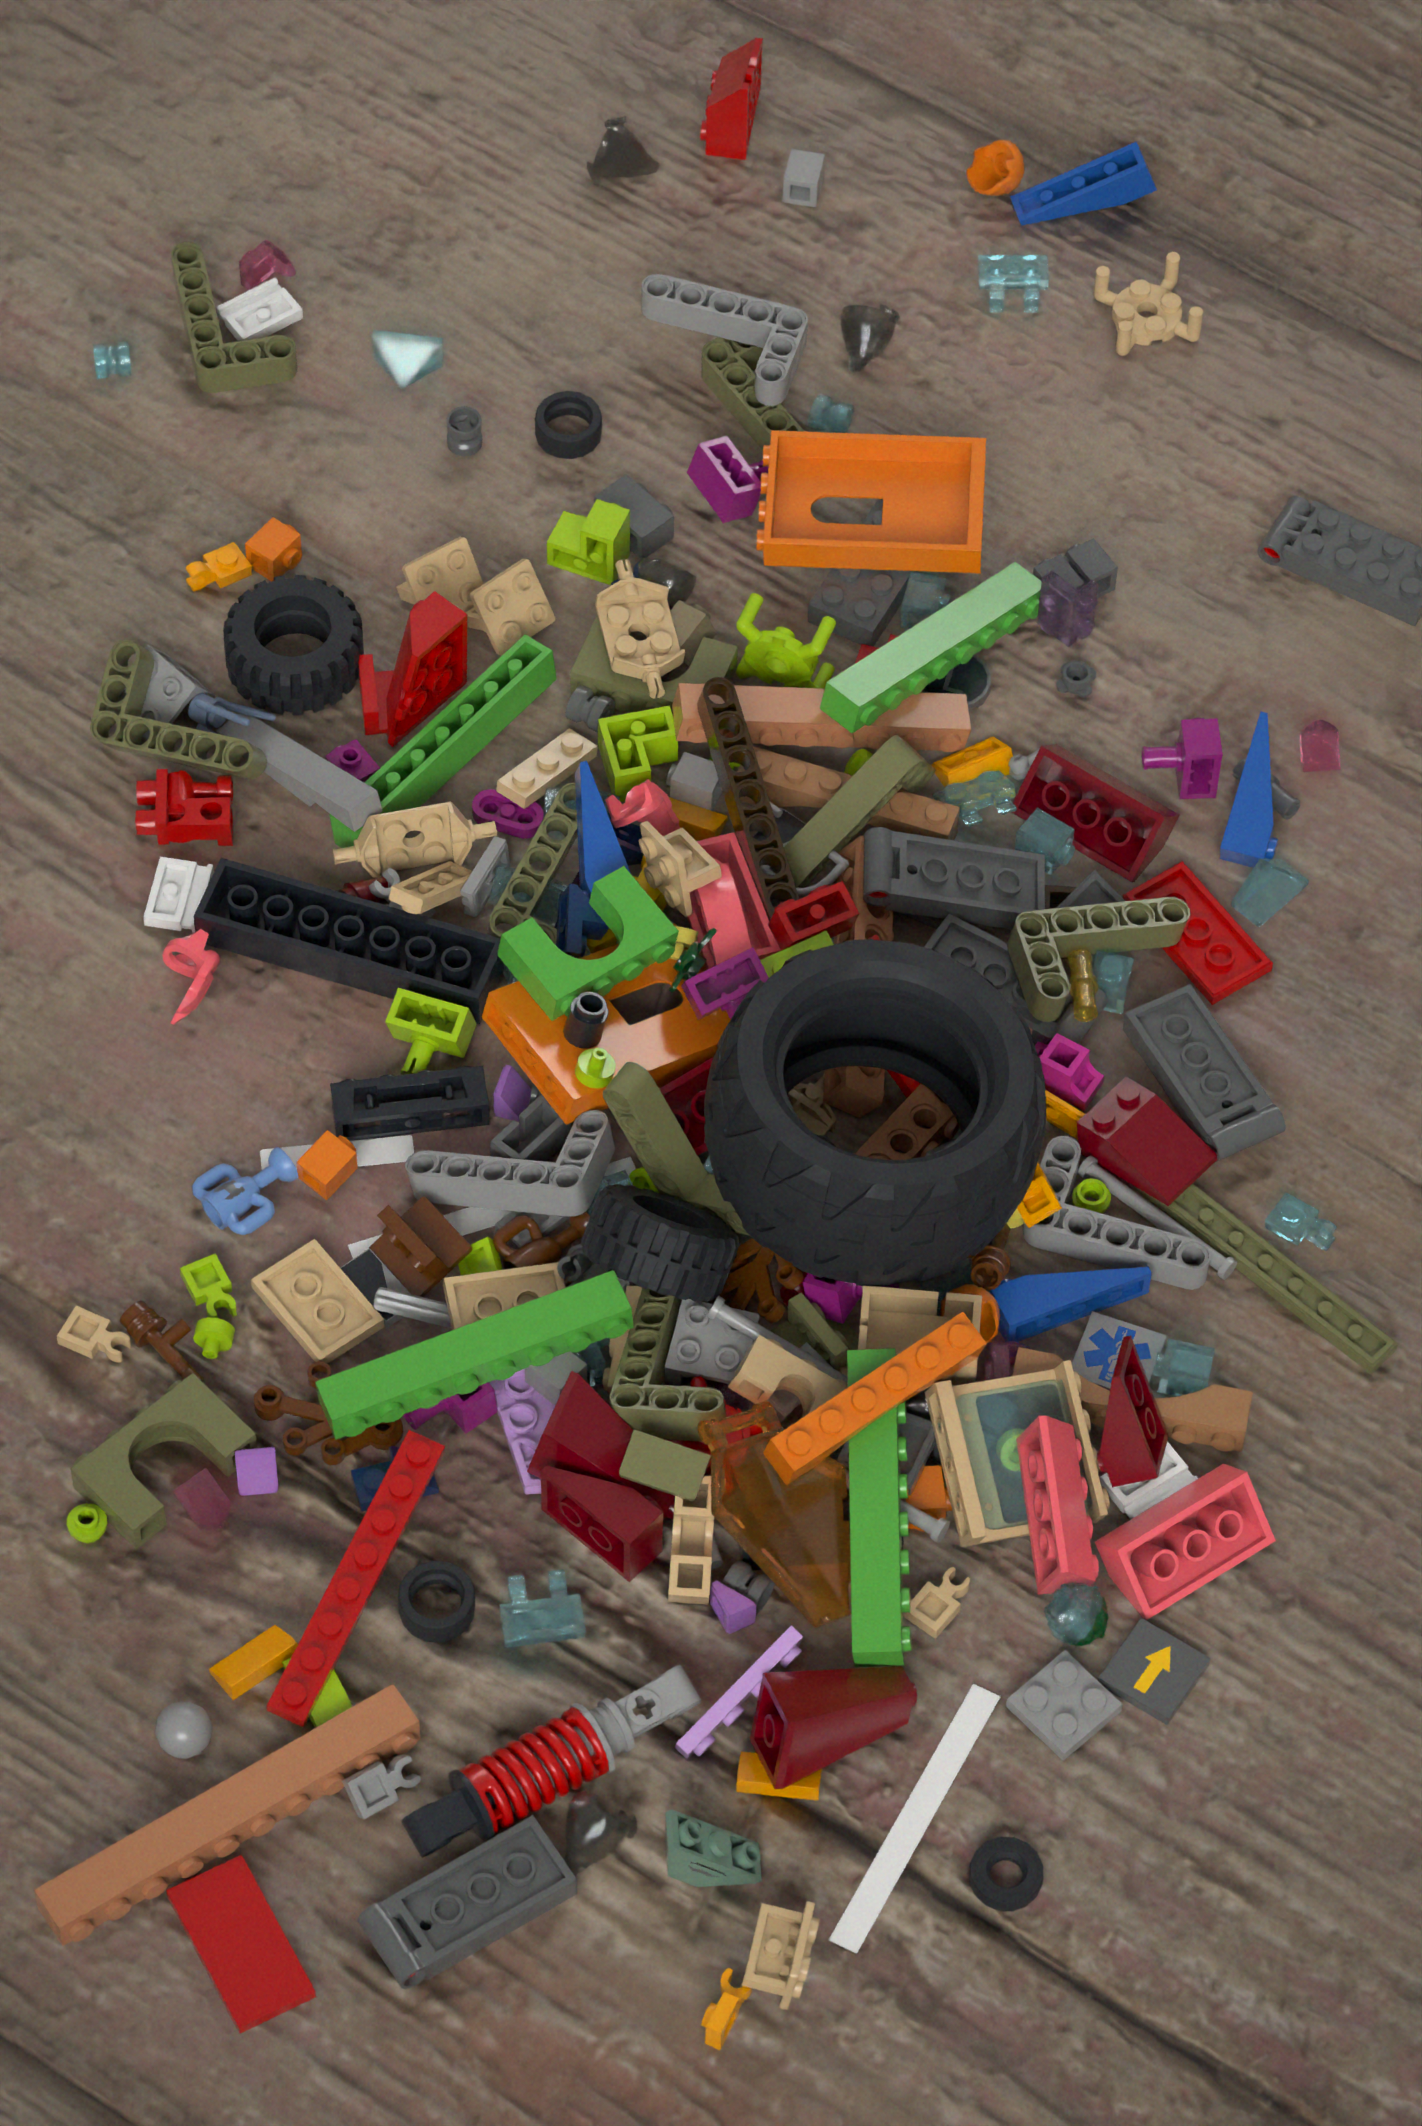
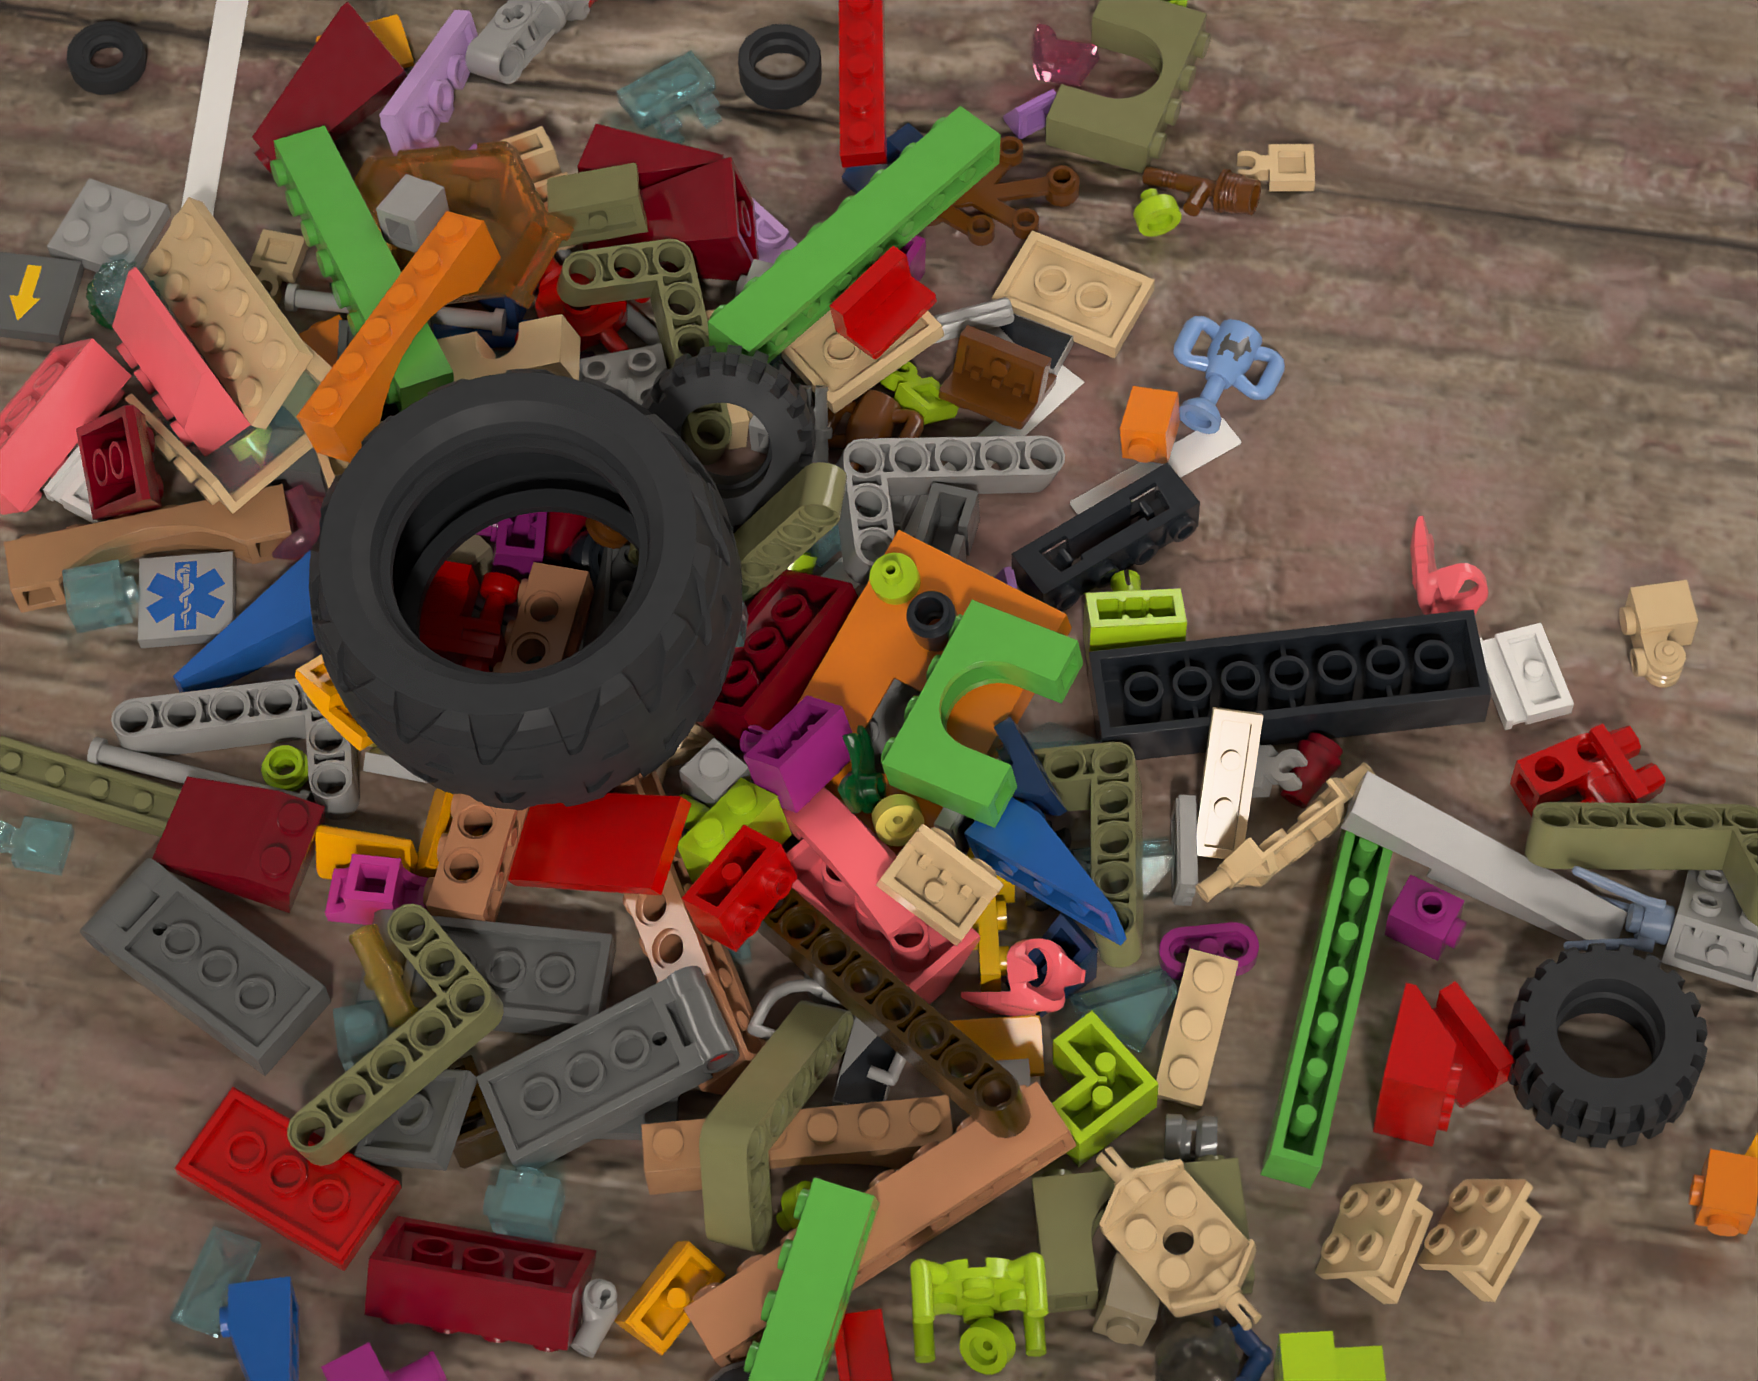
camera: 160 degrees right, 5 degrees up
(61, 888) = (1659, 624): none -> tan brick
(210, 1284) = (1195, 266): lime plate -> none
(479, 1301) = (881, 304): none -> red panel
(813, 1529) = (411, 212): none -> light grey brick
(986, 790) = (645, 1239): clear light blue plate -> none
(999, 1533) = (227, 313): none -> tan plate

